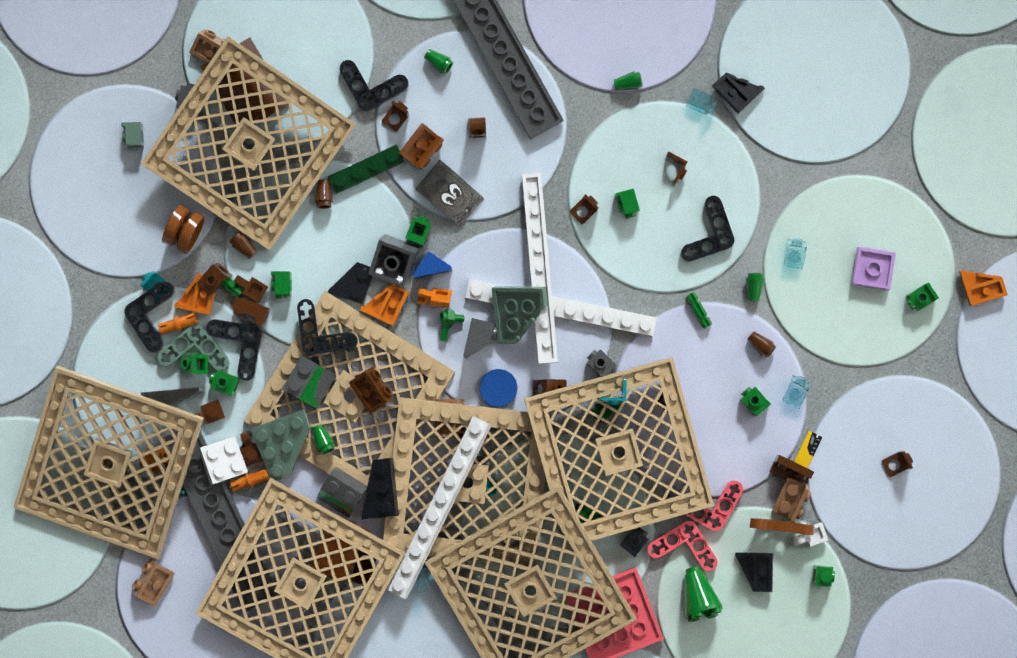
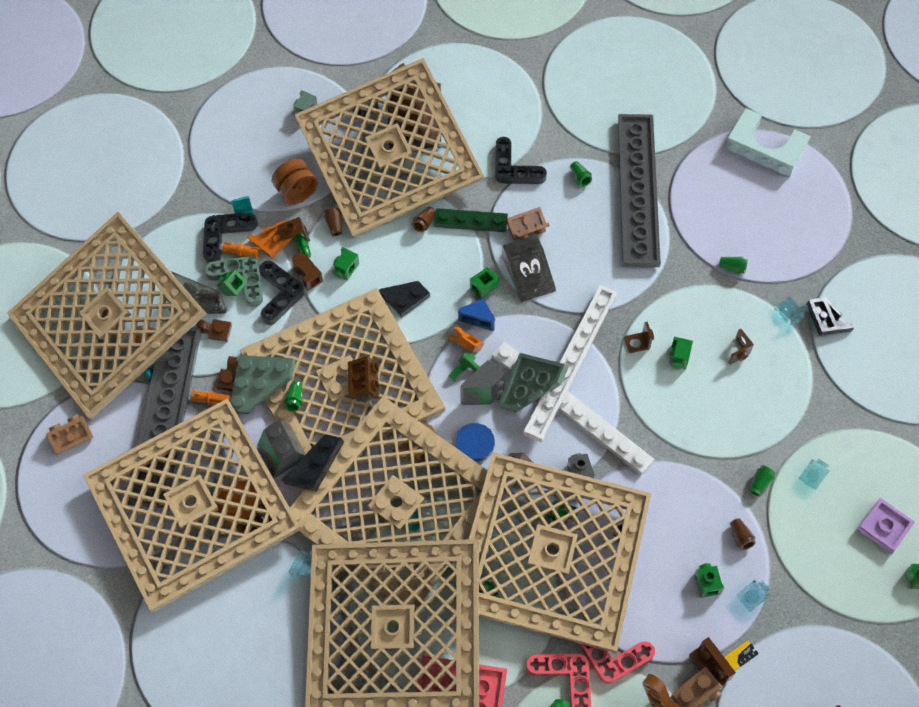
camera: 30 degrees right, 25 degrees down
(223, 460) = (199, 369): white plate -> none
(231, 382) = (246, 312): green brick -> none
(253, 289) = (319, 256): reddish brown plate -> none
(309, 382) = (314, 344): dark grey slope -> none
(319, 340) = (346, 318): black beam -> none
(387, 304) = (422, 324): orange wing -> none
(393, 260) = (448, 292): dark grey slope -> none
(399, 109) = (526, 192): reddish brown bracket -> none
(439, 507) = (355, 505): white plate -> none
(477, 127) = (583, 229): reddish brown leg -> none
(615, 401) = (575, 496): teal bracket -> none
(632, 548) = (518, 651): black brick -> none
(699, 310) = (697, 474): green axle -> none
(715, 239) = (745, 424): black beam -> none

